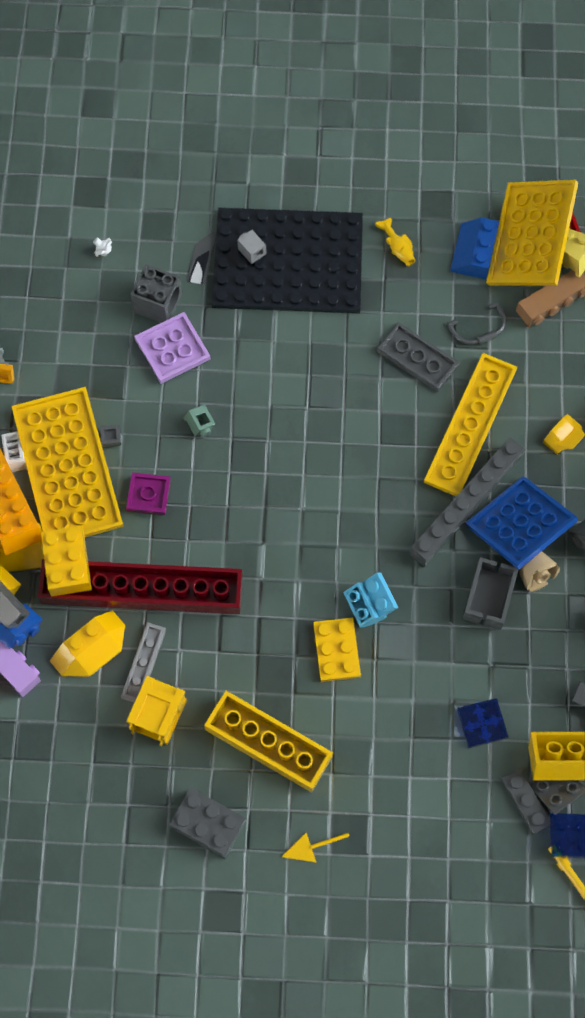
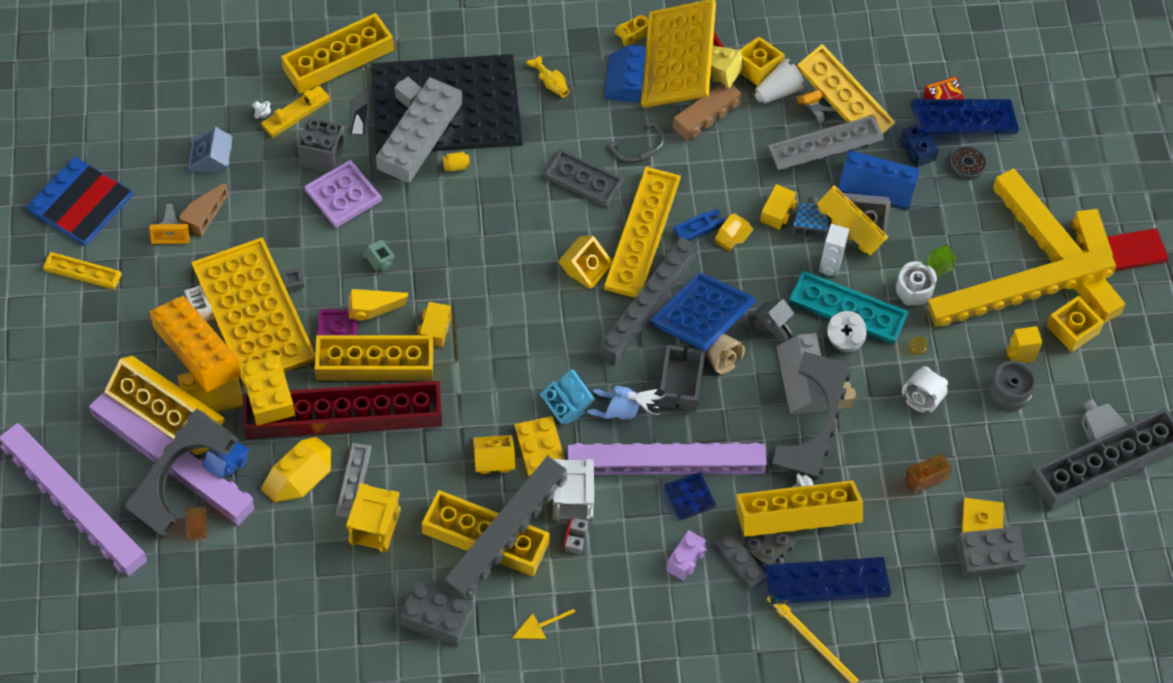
camera: 10 degrees left, 10 degrees down
(30, 350) = (203, 210): none -> medium nougat slope
(46, 287) = (210, 151): none -> sand blue slope
(136, 252) = (295, 111): none -> yellow hinge
(180, 533) = (374, 358): none -> yellow brick
(181, 474) = (369, 303): none -> yellow slope
(186, 194) = (337, 53): none -> yellow brick
(246, 503) = (435, 322): none -> yellow brick
(256, 288) = (419, 130): none -> light grey brick
(288, 652) = (494, 454): none -> yellow slope
(289, 744) = (506, 527): none -> dark grey brick
(290, 325) = (456, 161): none -> yellow brick
(353, 759) = (579, 528): none -> flat silver piece
(363, 705) = (577, 494): none -> white container
(408, 450) = (586, 261): none -> yellow slope
(431, 615) = (626, 402): none -> light blue hair
(464, 680) = (672, 458): none -> lavender brick
(469, 792) = (686, 555): none -> lavender brick
(485, 200) = (633, 30): none -> yellow piece
(528, 424) = (699, 225): none -> blue hinge

